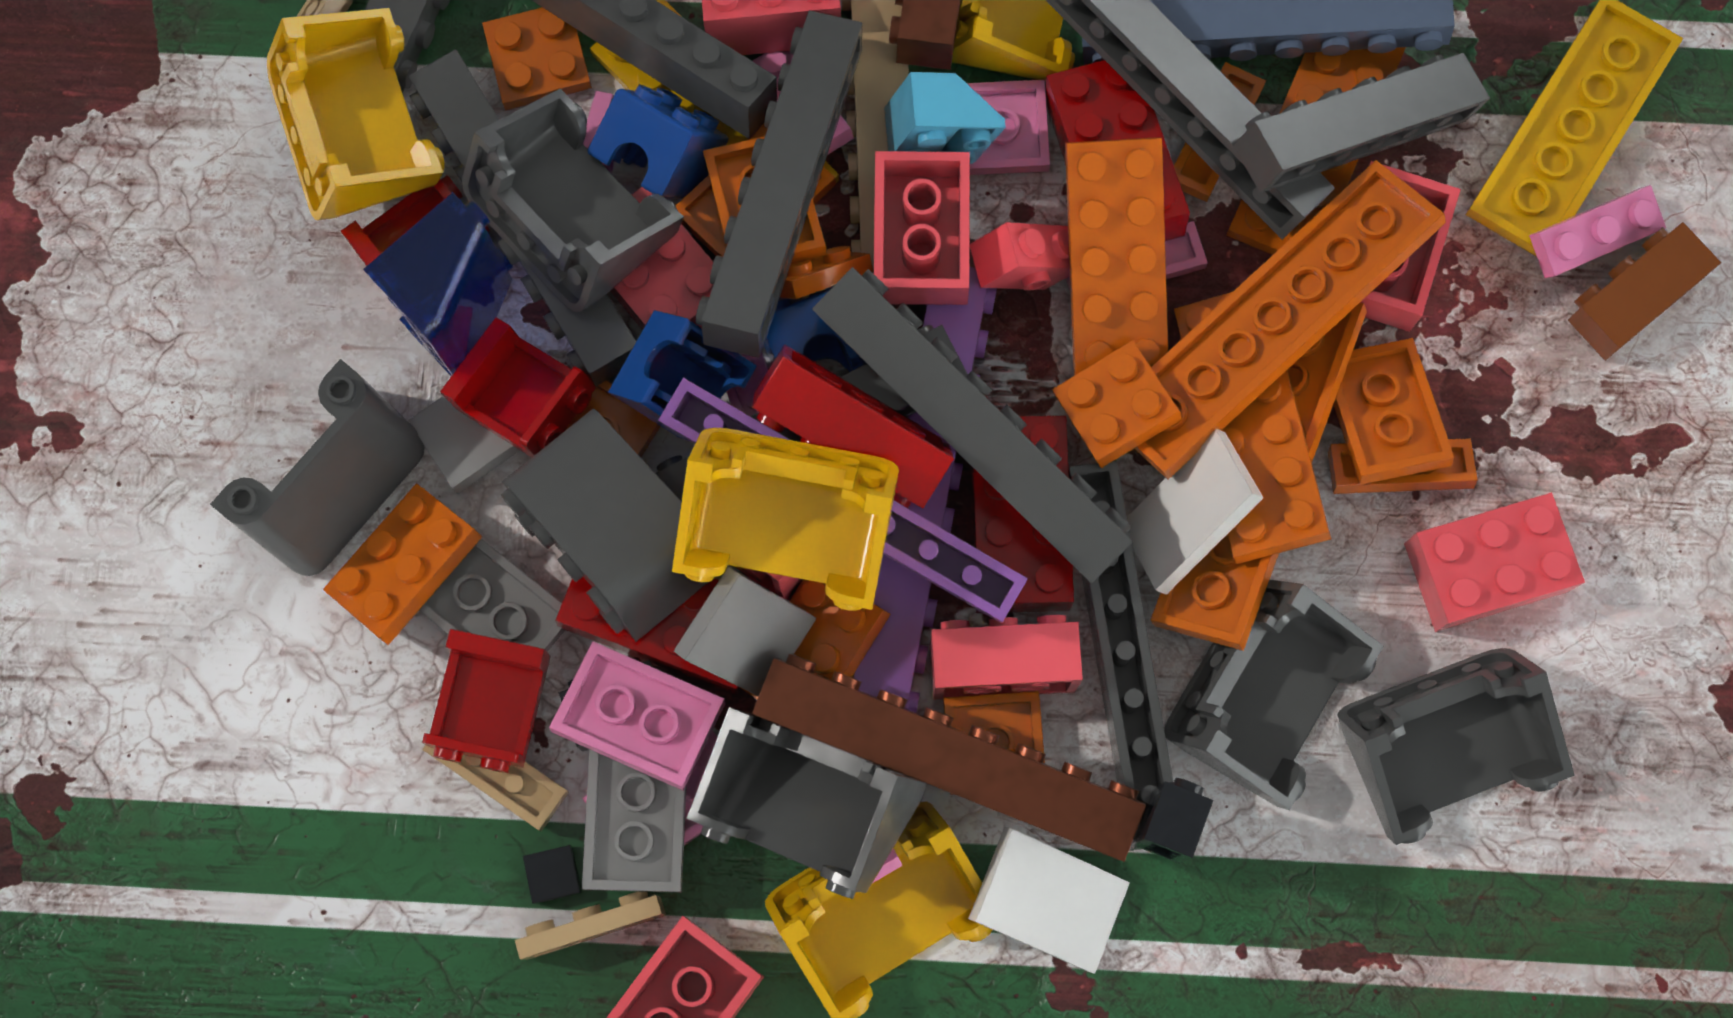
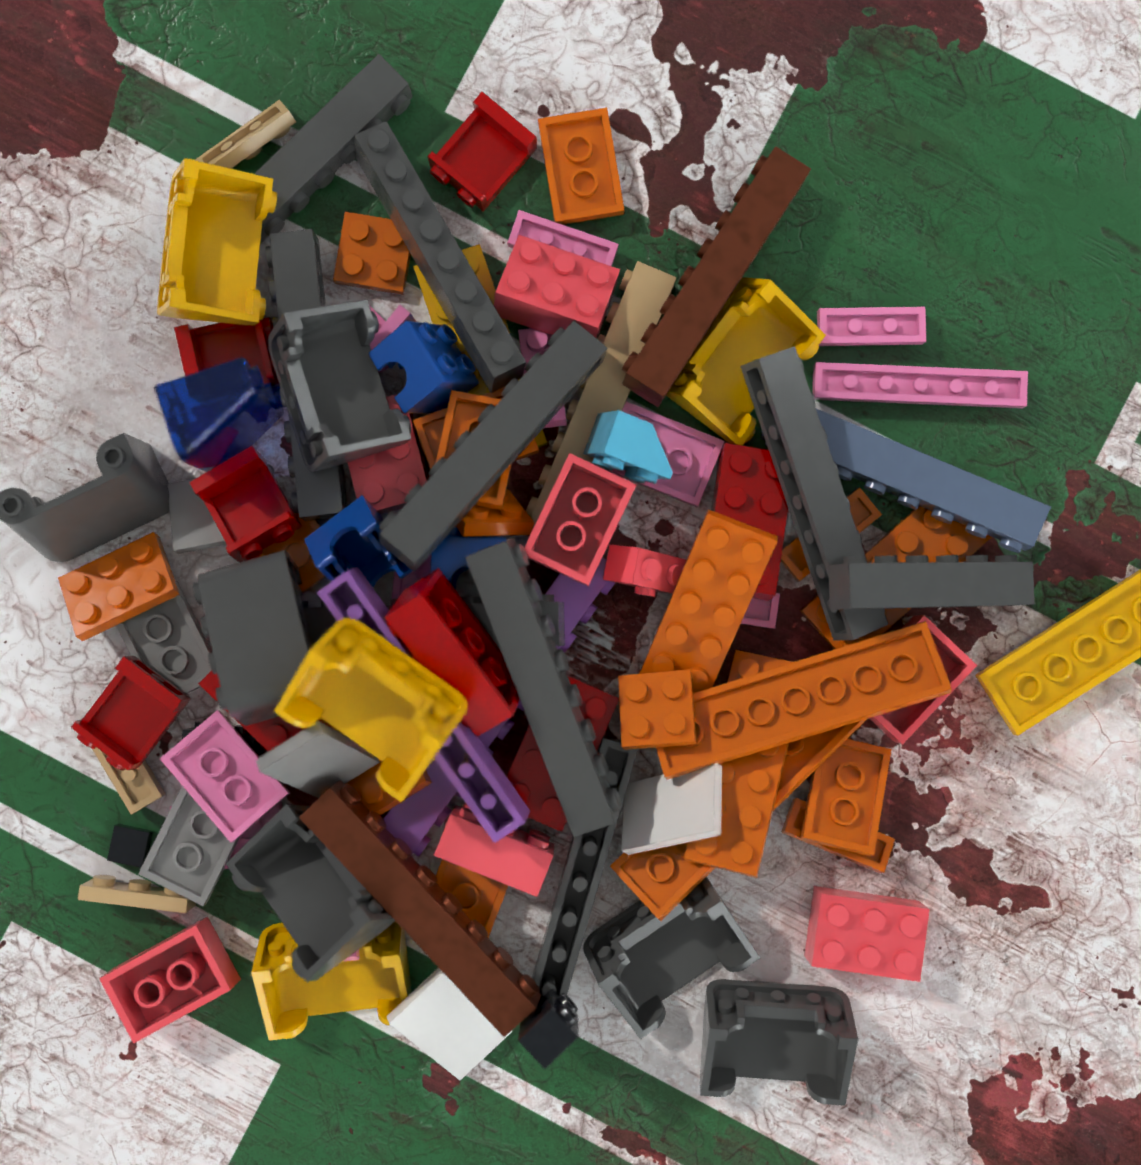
camera: 20 degrees right, 10 degrees up
(1597, 231) = (1060, 734): bright pink plate -> none
(1642, 289) = (1071, 789): dark orange brick -> none

